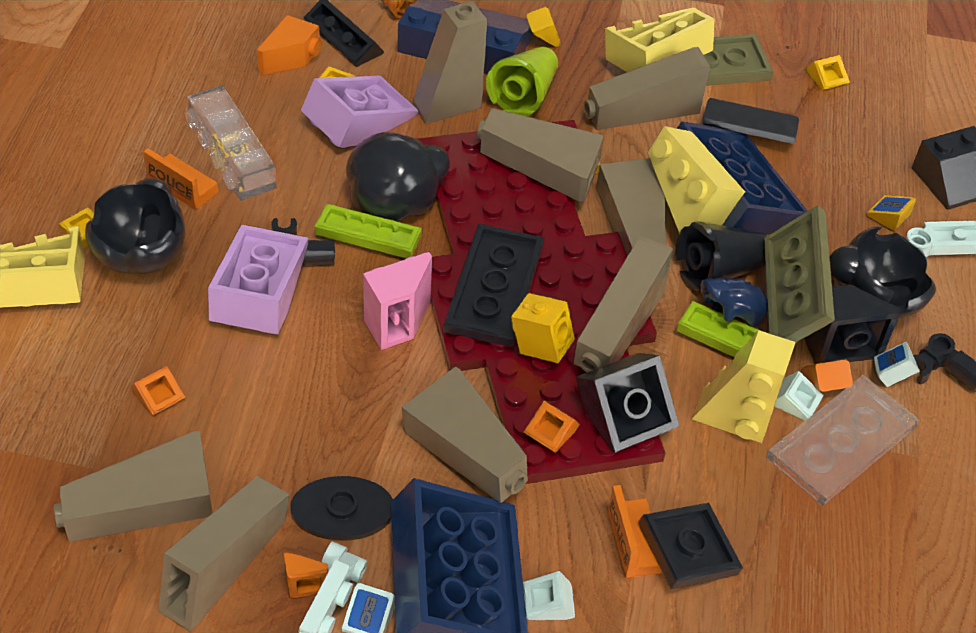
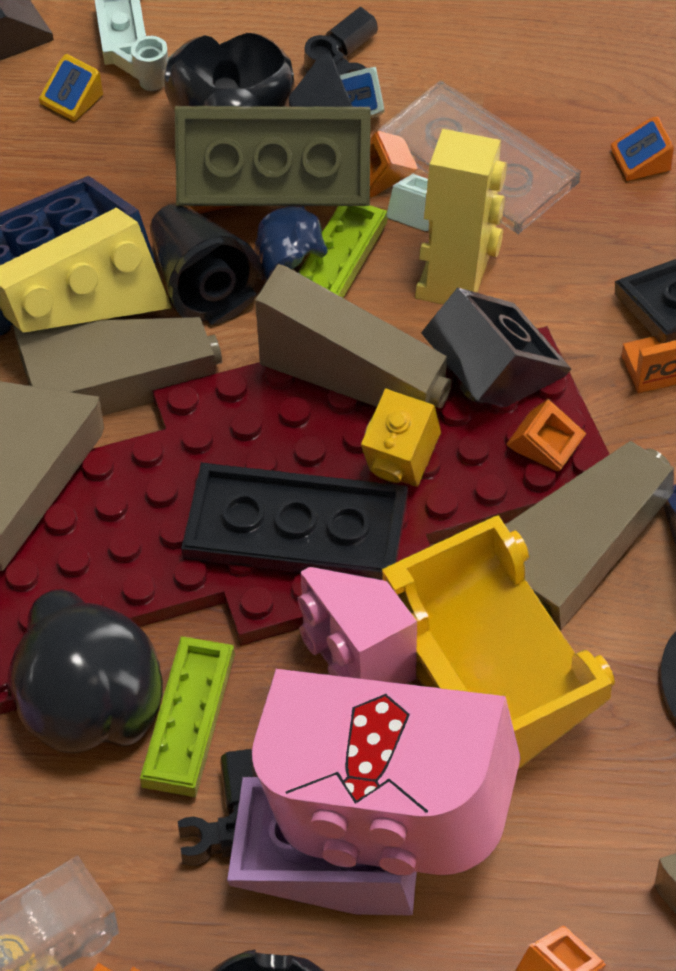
camera: 90 degrees left, 5 degrees up
(265, 263) = (386, 771): none -> bright pink brick
(371, 364) = (494, 637): none -> yellow windscreen
(854, 550) = (644, 150): none -> slope

